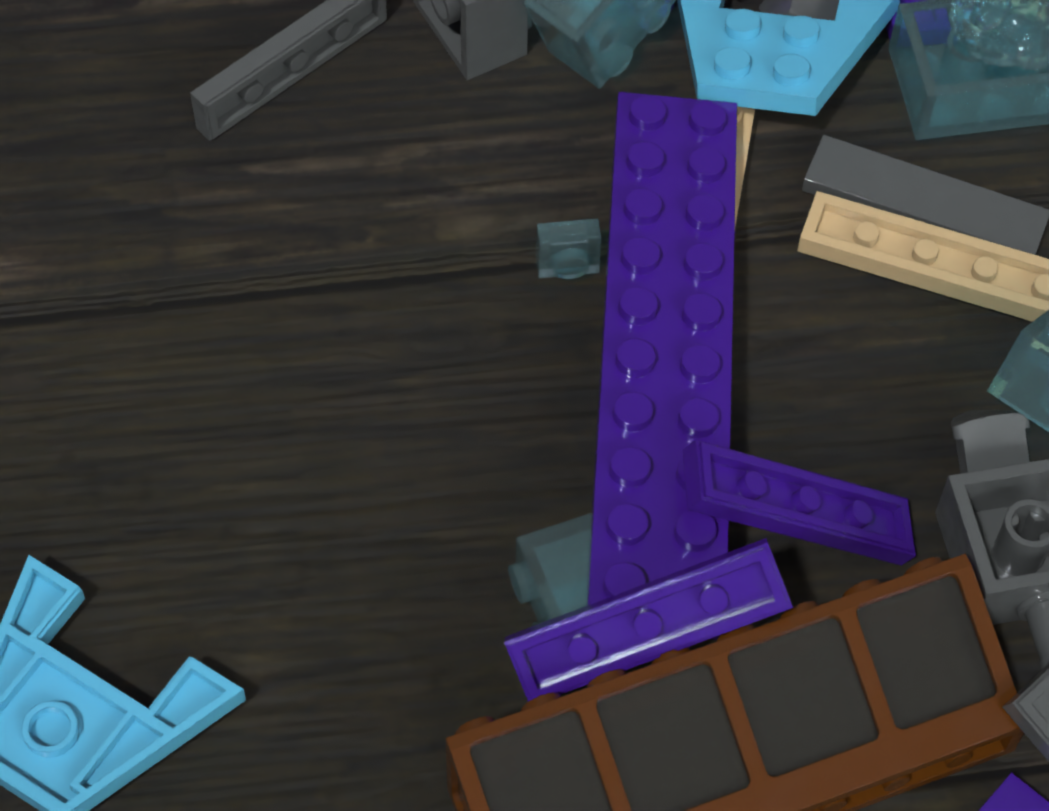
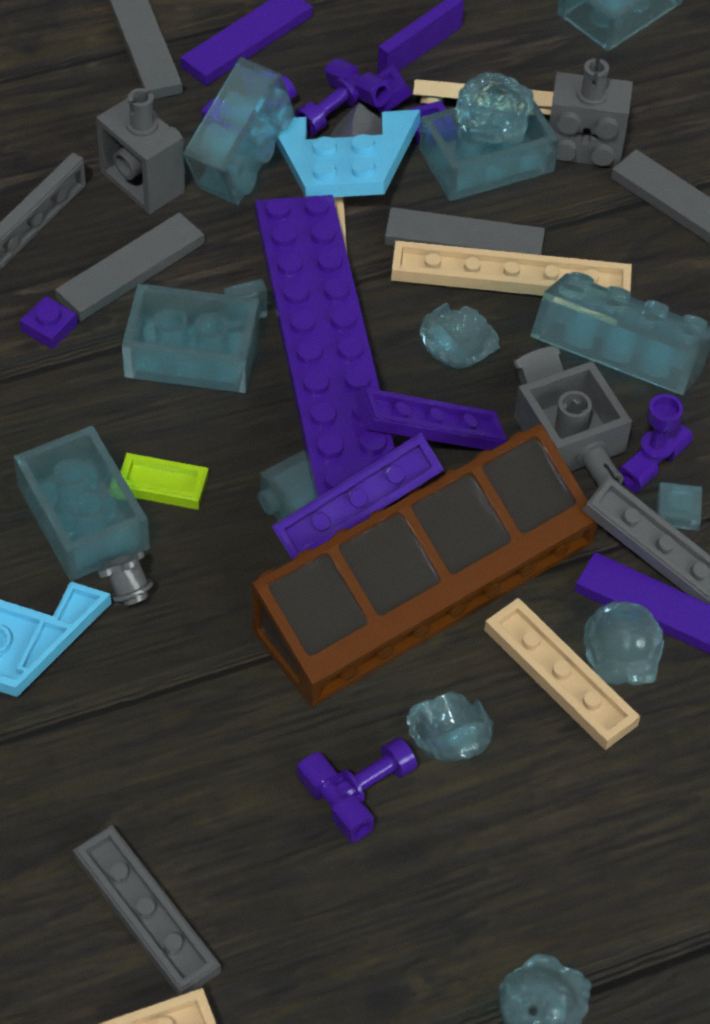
camera: 15 degrees left, 5 degrees down
(238, 531) = (81, 502): none -> clear light blue brick
(274, 666) = (127, 577): none -> dark grey brick
(275, 224) = (48, 322): none -> dark purple plate
(374, 512) = (165, 480): none -> lime tile
(415, 158) = (129, 266): none -> dark grey tile
(470, 293) = (191, 338): none -> clear light blue brick
(876, 365) = (458, 336): none -> clear light blue hair

